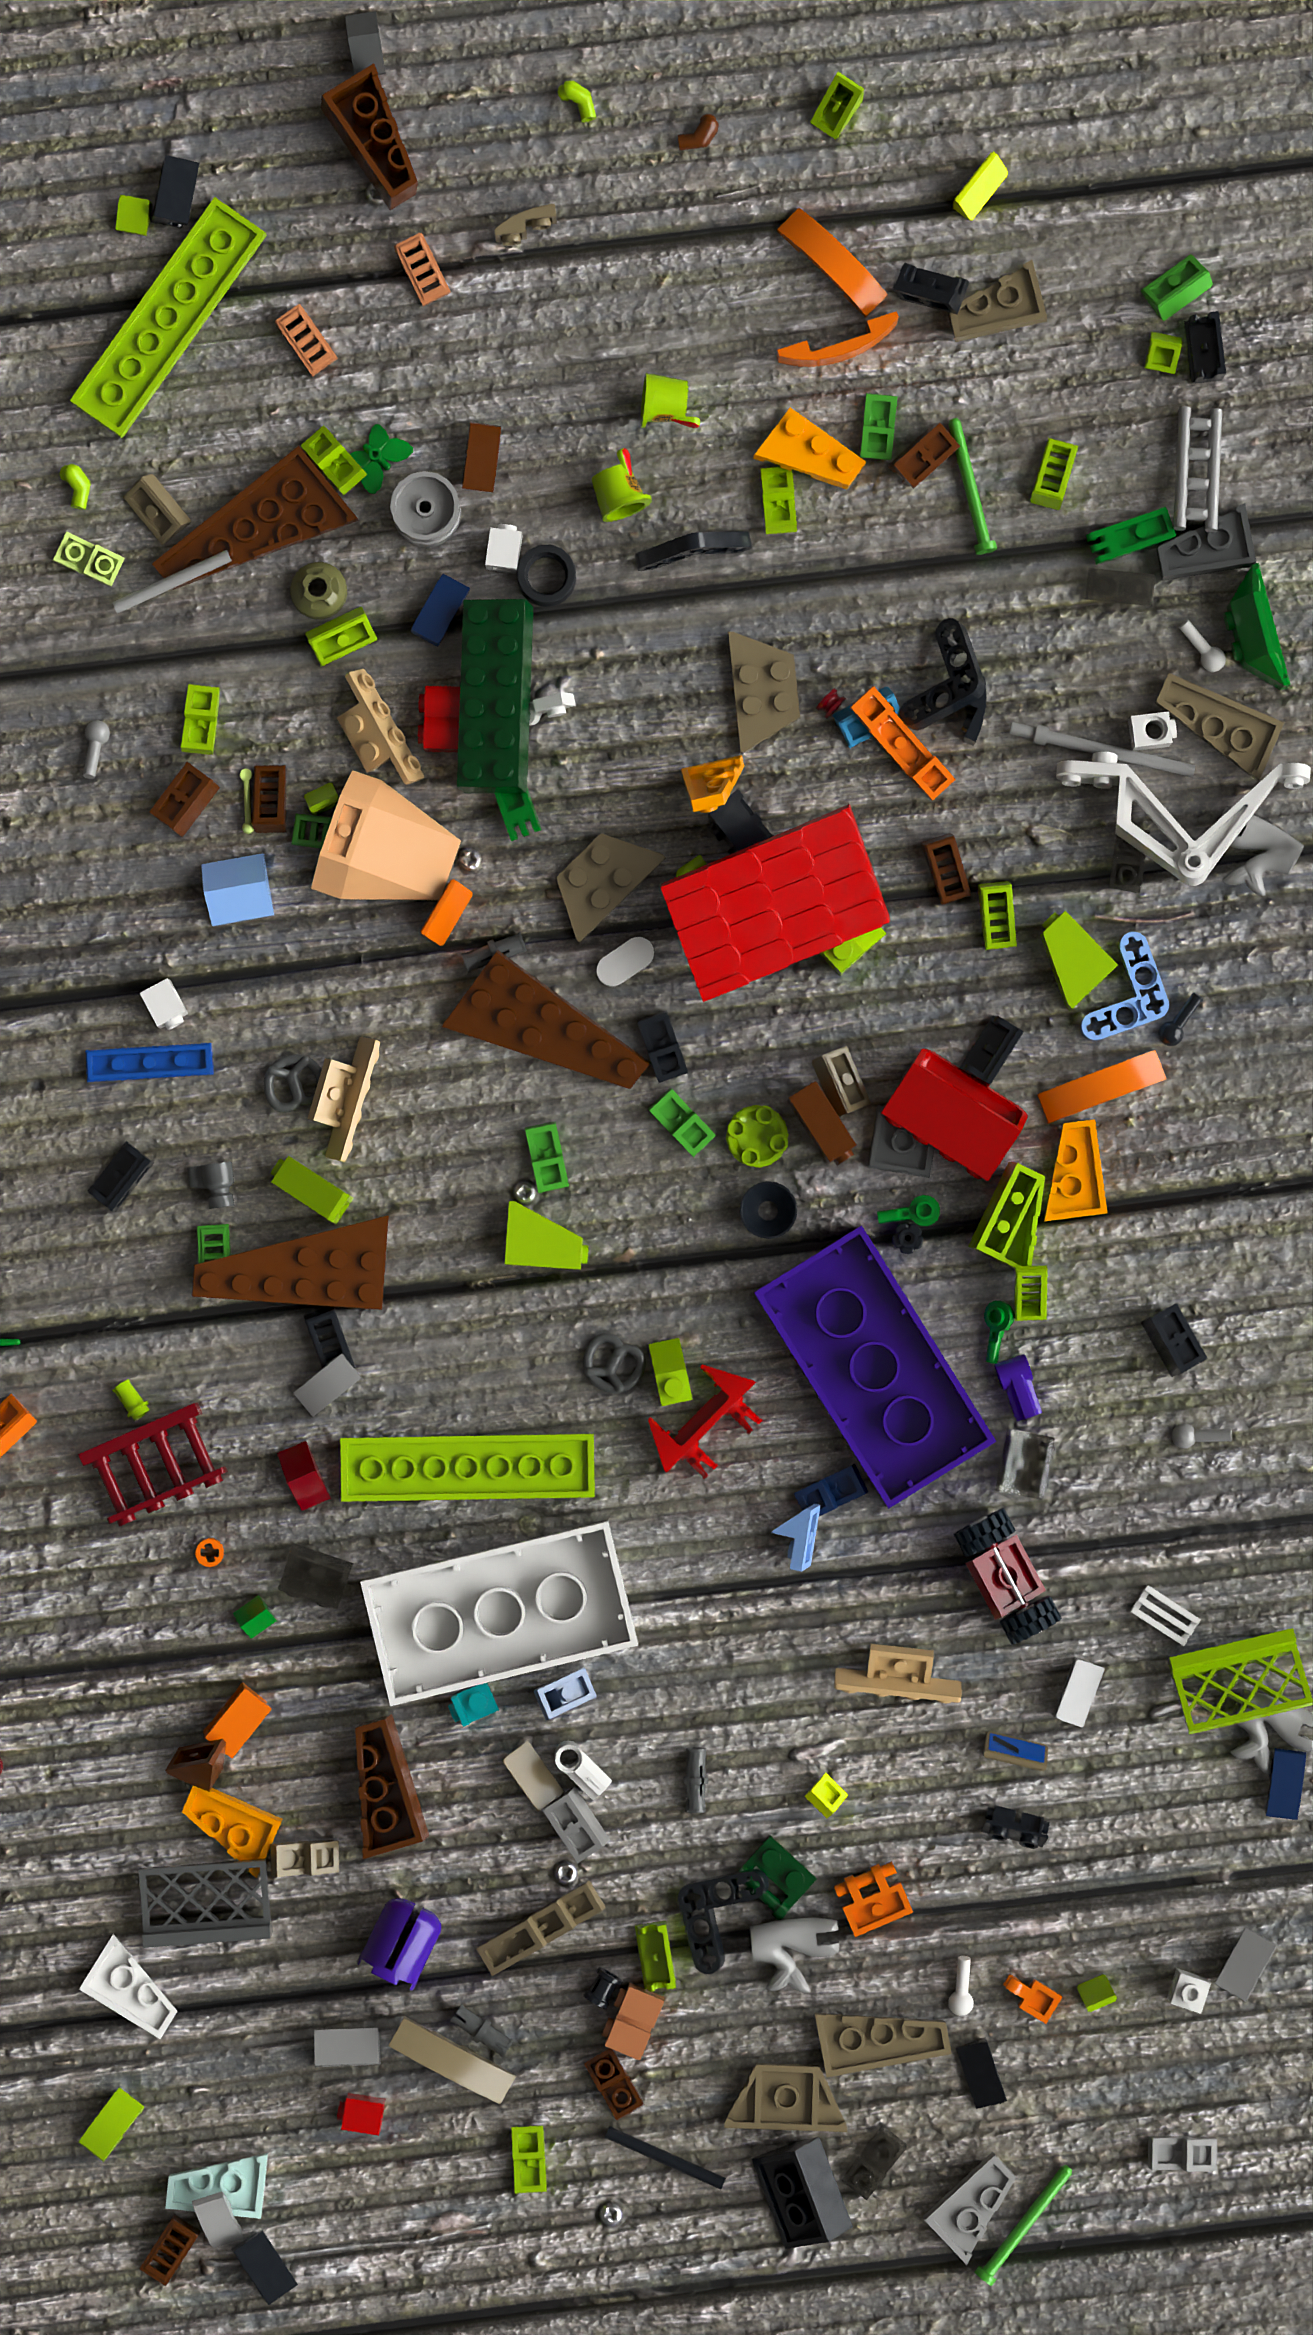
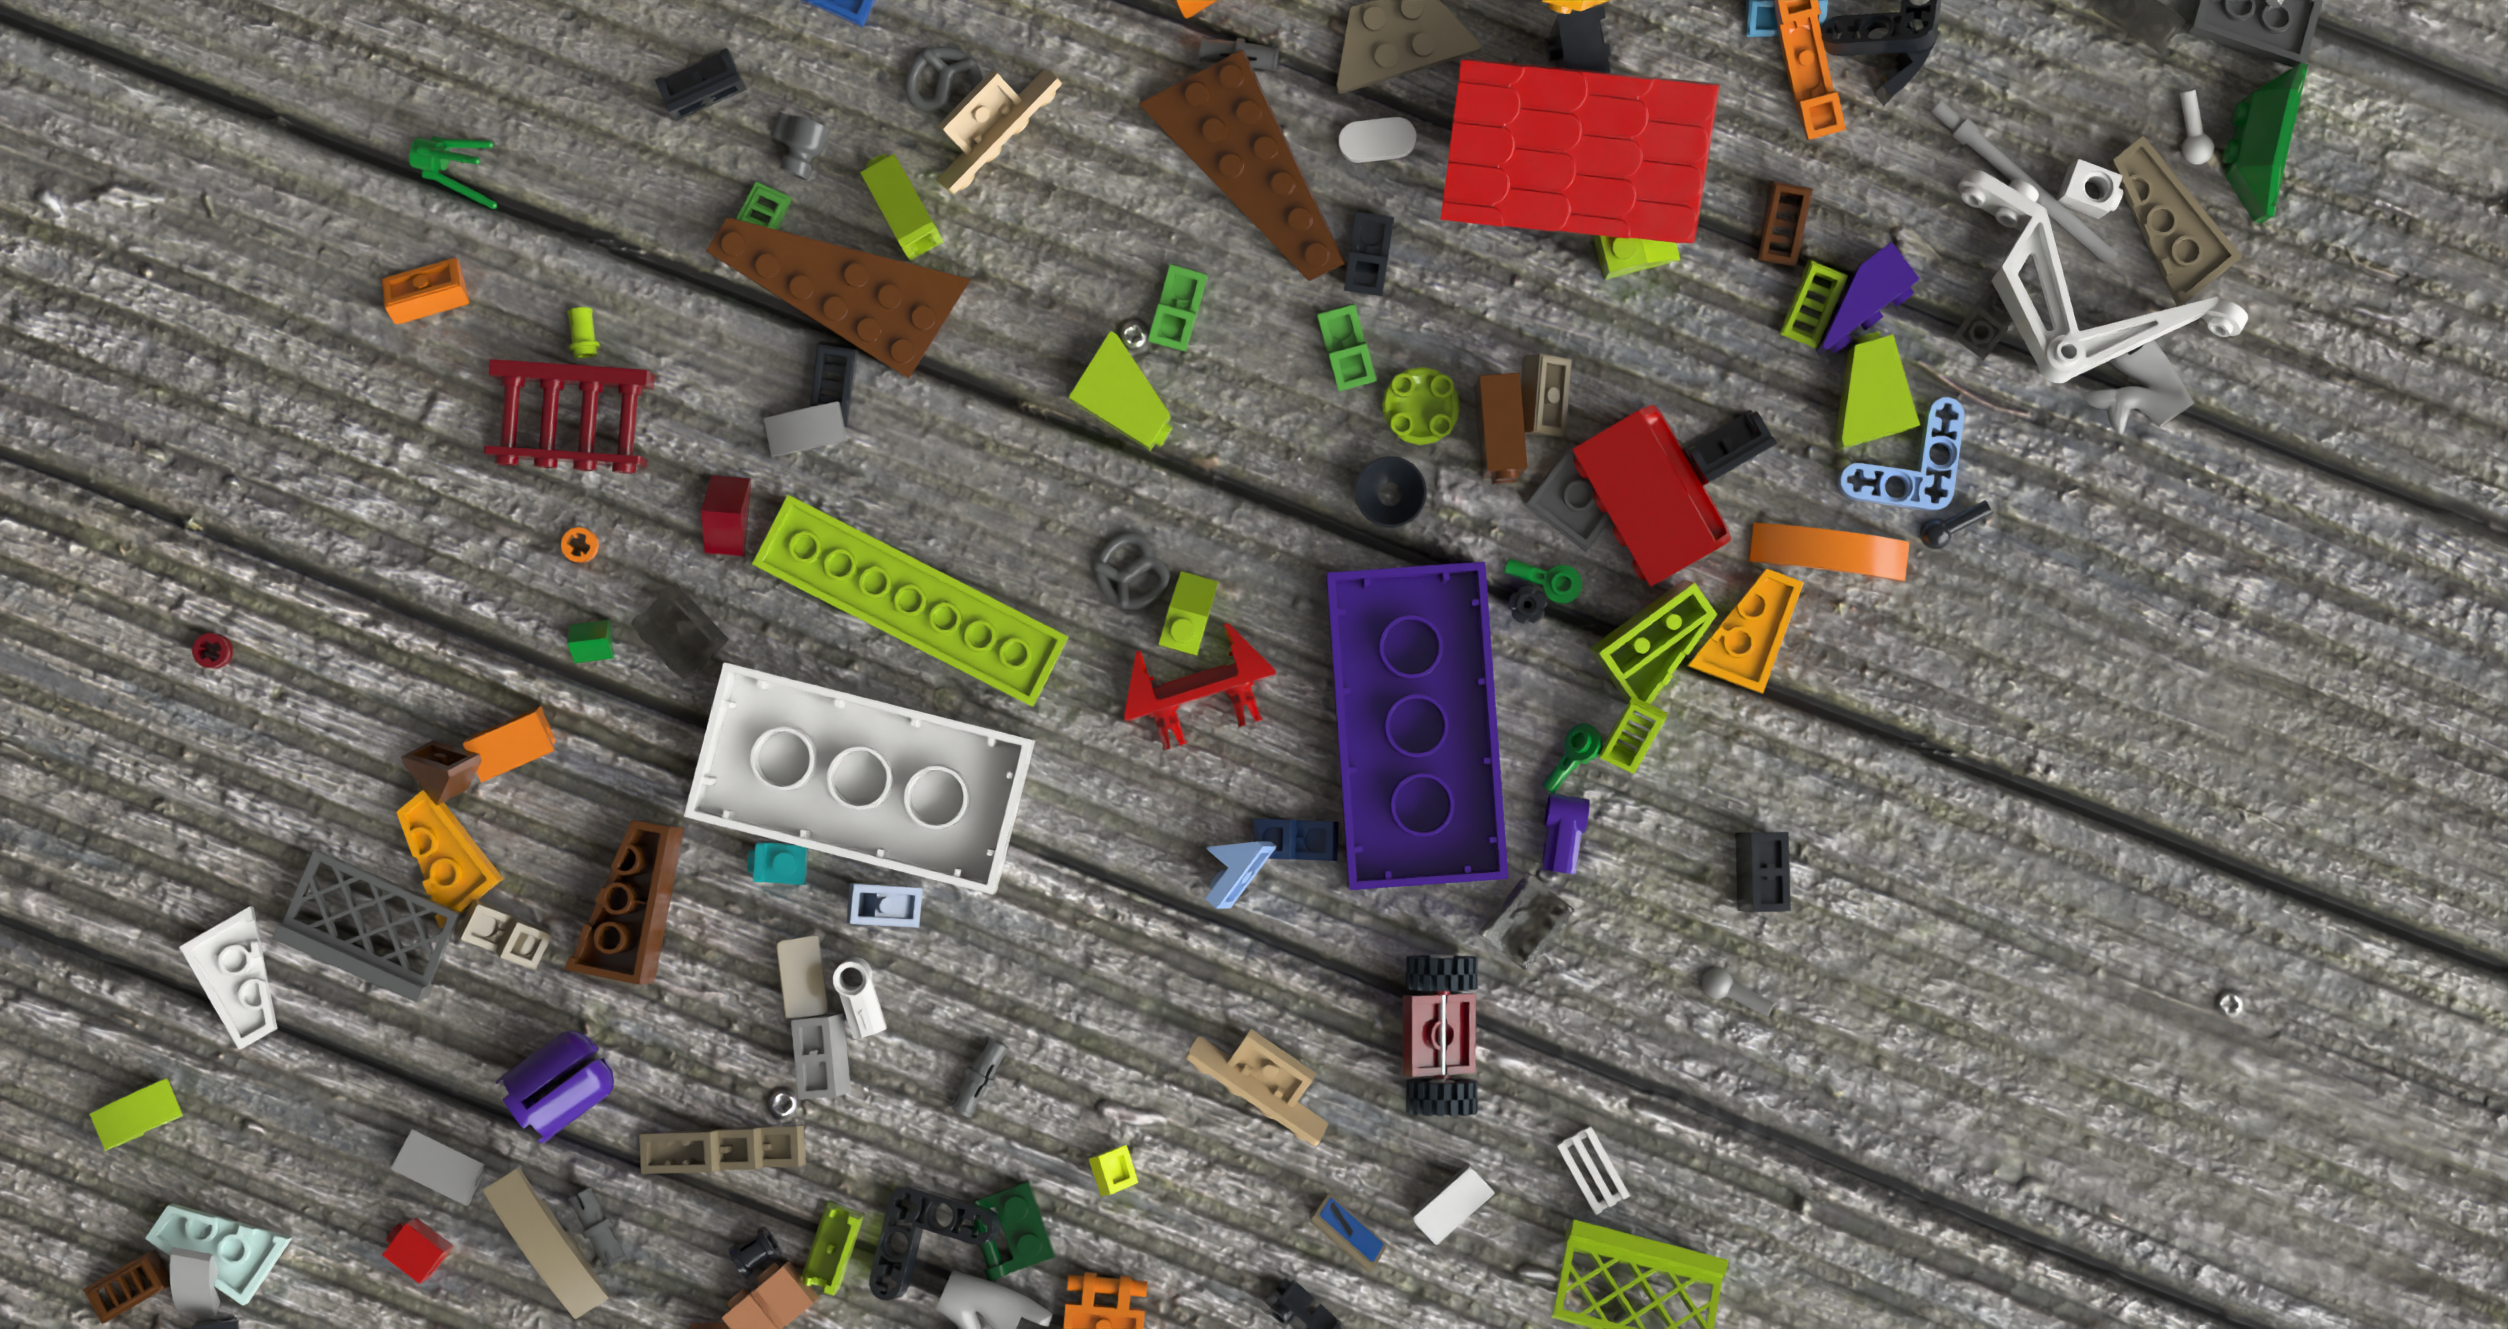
camera: 25 degrees right, 0 degrees up
(1032, 884) = (1871, 286): none -> dark purple slope

